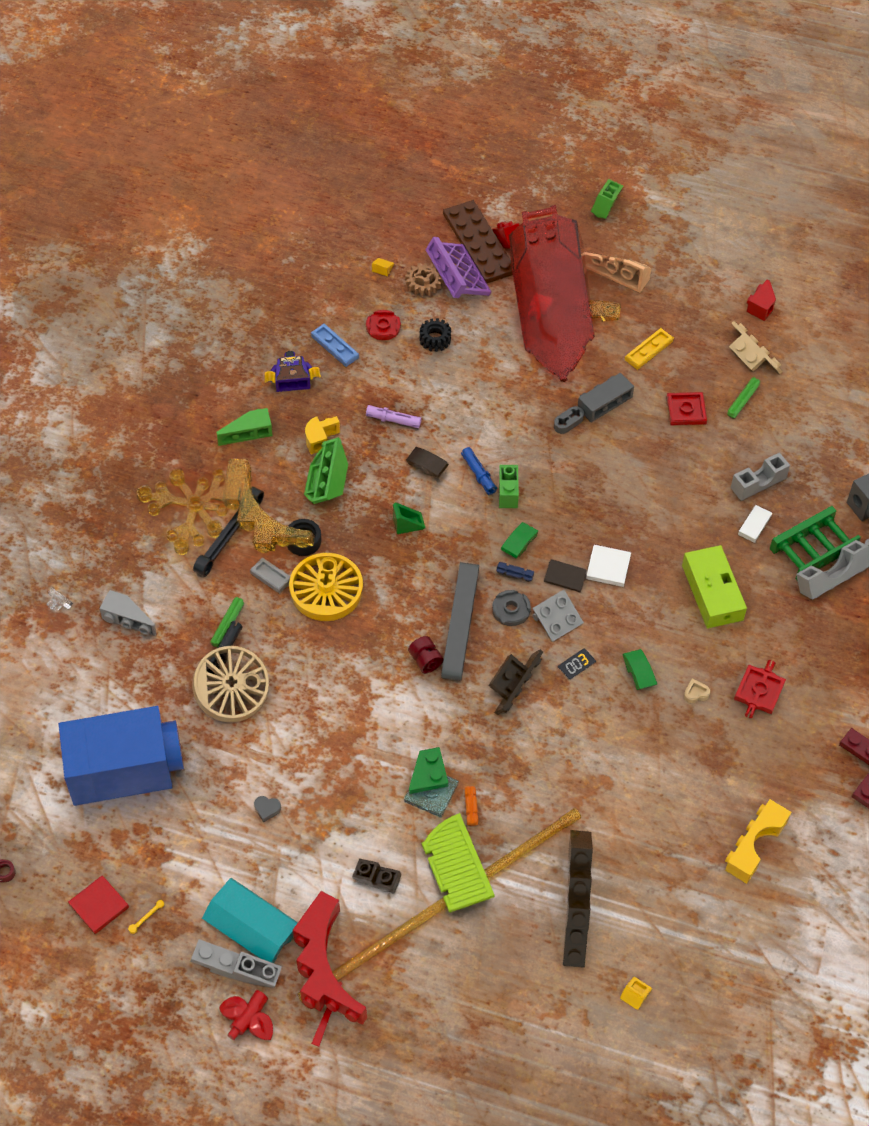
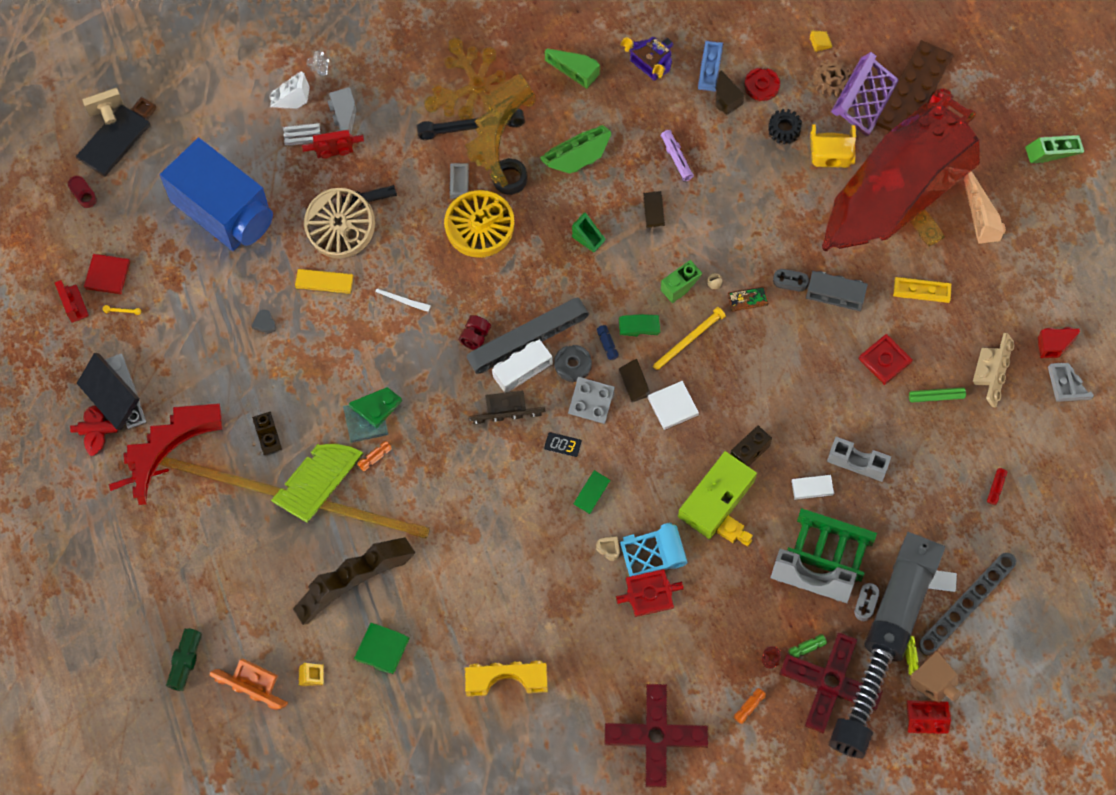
camera: 55 degrees right, 10 degrees up
(68, 638) = (291, 93): none -> white slope
(100, 951) = (72, 301): none -> red bracket
(111, 659) = (300, 131): none -> white tile
(151, 638) = (333, 144): none -> red plate
(226, 975) = (108, 391): none -> black tile
(230, 616) = (398, 181): bright green axle -> none
(250, 920) = (165, 375): teal slope -> none
(270, 735) = (324, 281): none -> yellow tile
(318, 431) = (613, 113): yellow brick -> none
(353, 684) = (422, 306): none -> white sticker
(371, 349) = (728, 94): none -> dark brown slope
(481, 474) = (677, 256): blue pin -> none
(482, 319) = (832, 148): none -> yellow piece
(484, 642) = (522, 366): none -> white brick
(528, 470) = (716, 283): none -> tan hinge
(542, 1088) = (184, 659): none -> dark green piece
(556, 483) = (718, 314): none -> yellow bar
(559, 456) = (748, 298): none -> tile
(608, 1042) = (252, 681): none -> orange bracket
(656, 918) = (381, 648): none -> green slope
(691, 534) = (752, 446): none -> dark brown brick
(728, 648) = (669, 546): none -> medium azure piece
(752, 598) = (733, 530): none -> yellow plate
(799, 318) = (1067, 384): none -> light grey wing
(847, 413) = (997, 486): none -> red axle

